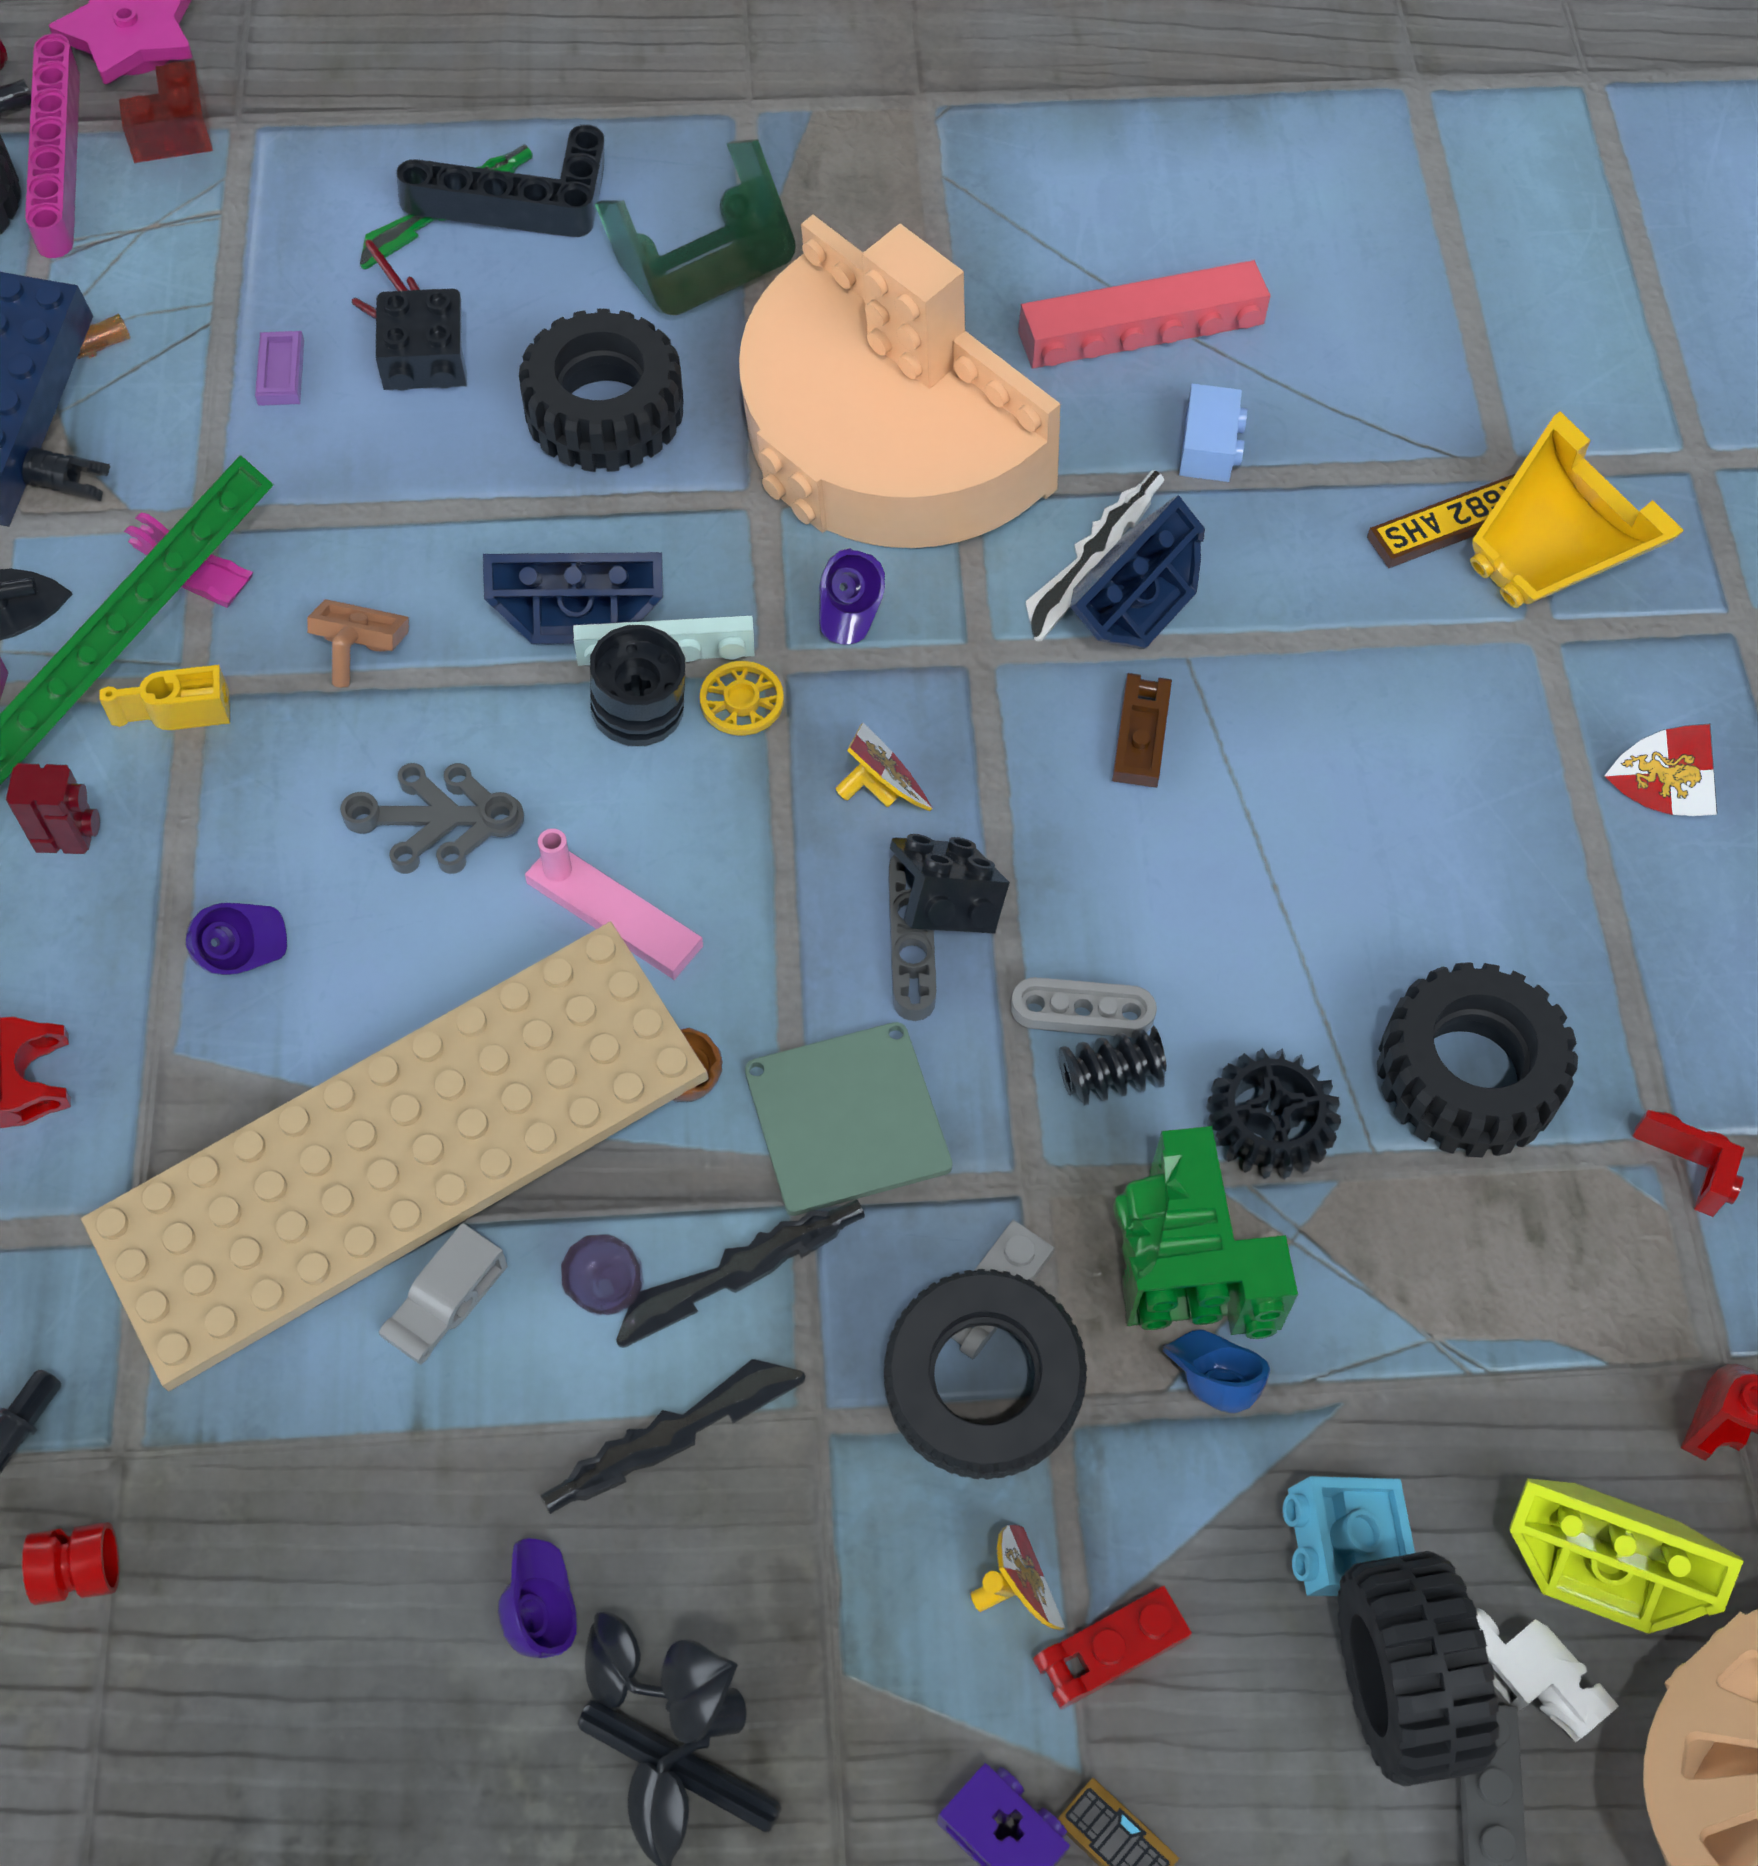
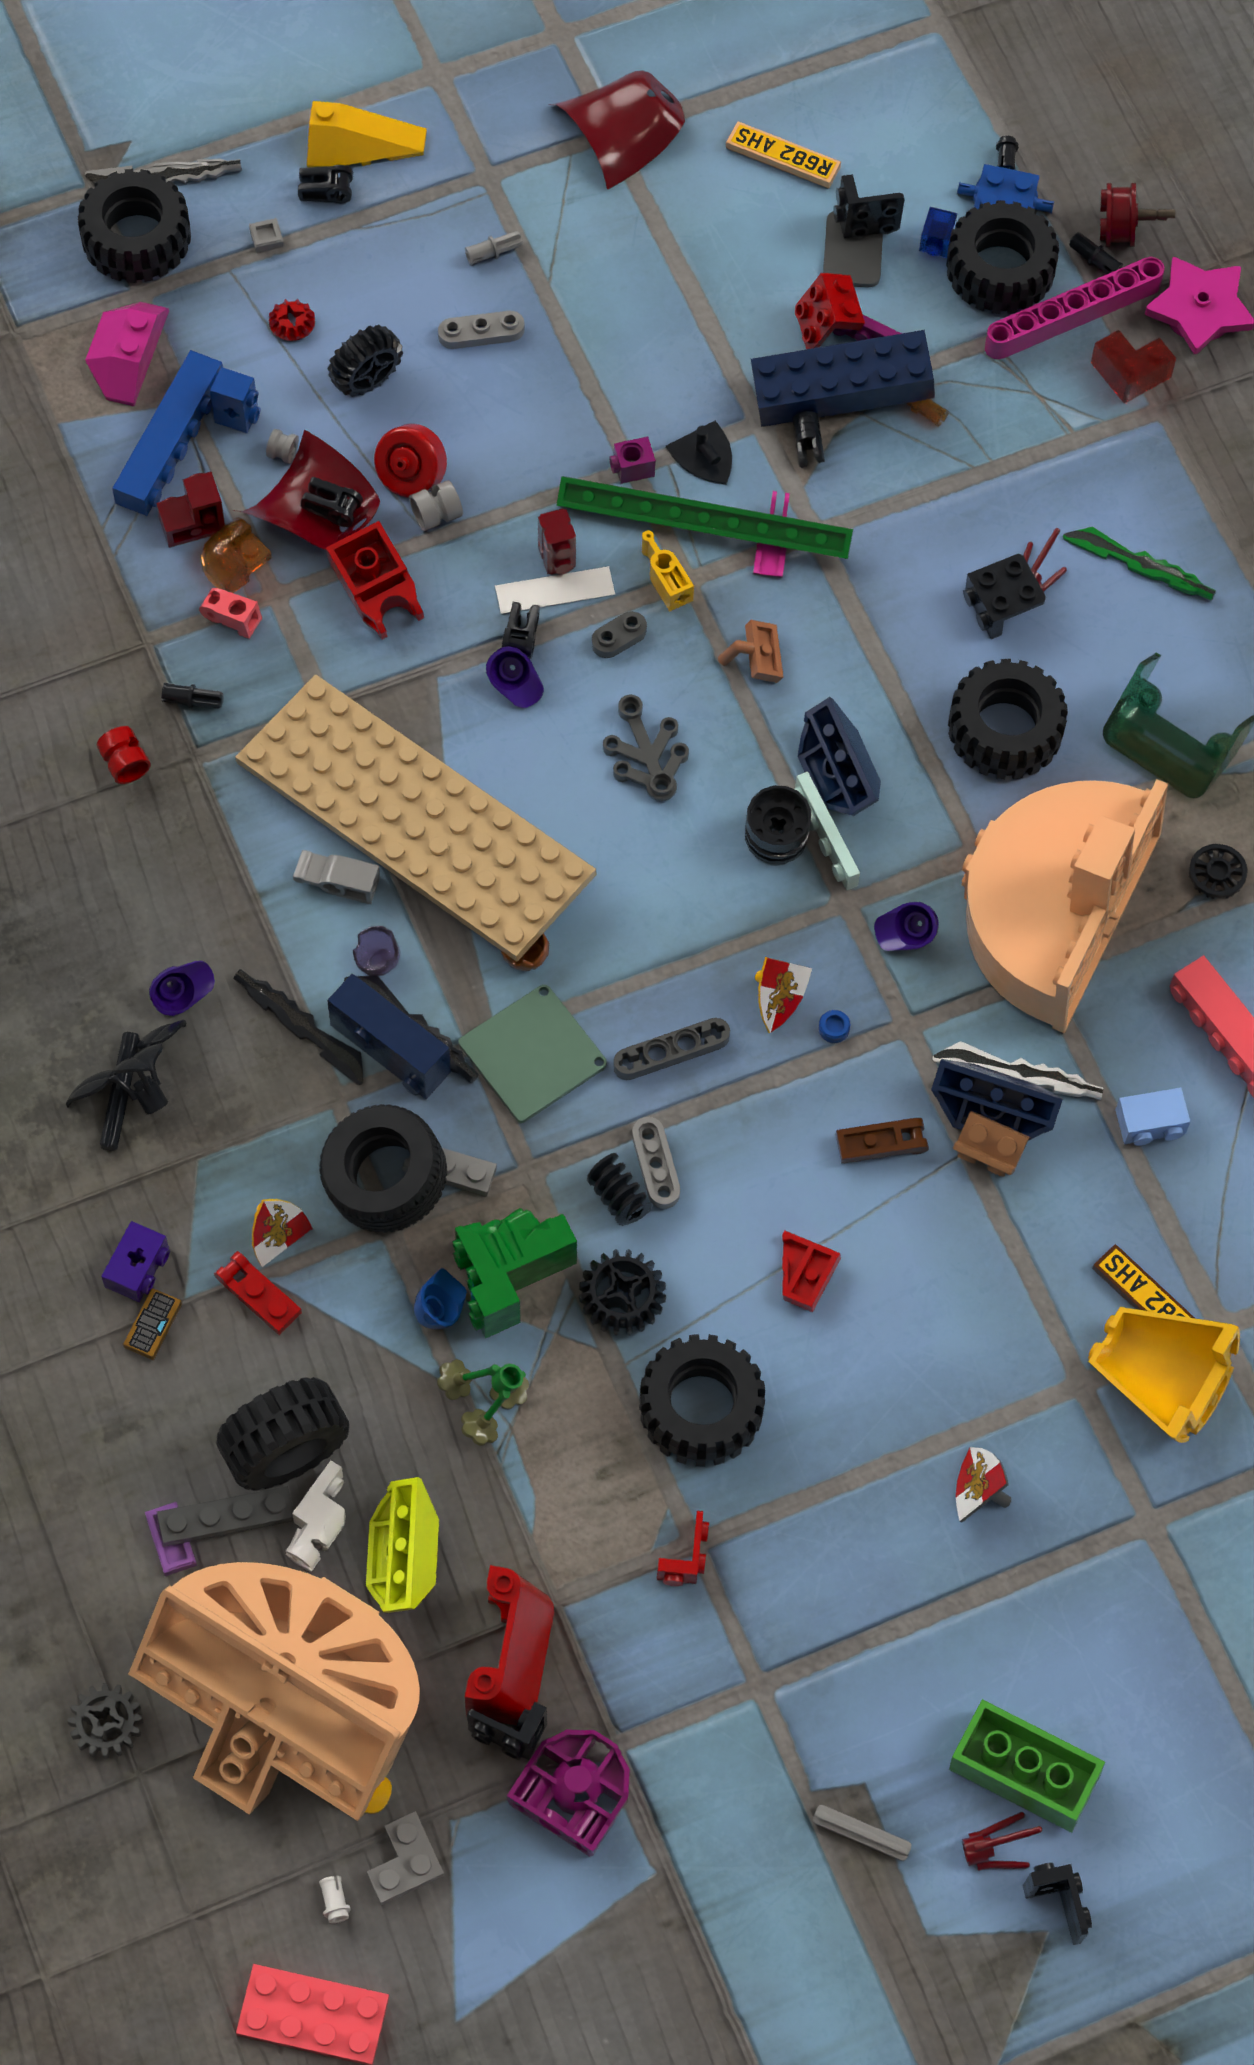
camera: 70 degrees right, 5 degrees up
(115, 853) = (556, 589): none -> white sticker
(167, 921) = (525, 637): none -> black piece
(234, 788) = (620, 633): none -> dark grey plate
(279, 368) = (952, 523): medium lavender tile -> none
(510, 198) = (1160, 604): black beam -> none
(601, 899) = (622, 872): bright pink piece -> none
(741, 698) = (806, 893): yellow wheel -> none
(760, 1296) = (389, 1036): none -> dark blue brick
(951, 731) = (834, 1026): none -> blue tile
(952, 885) = (709, 1053): black bracket -> none
(1192, 609) = (991, 1144): none -> medium nougat bracket
(1304, 877) = (806, 1270): none -> red wing
(1343, 1525) = (367, 1400): medium azure plate -> none
(1380, 1322) = (507, 1389): none -> olive plant

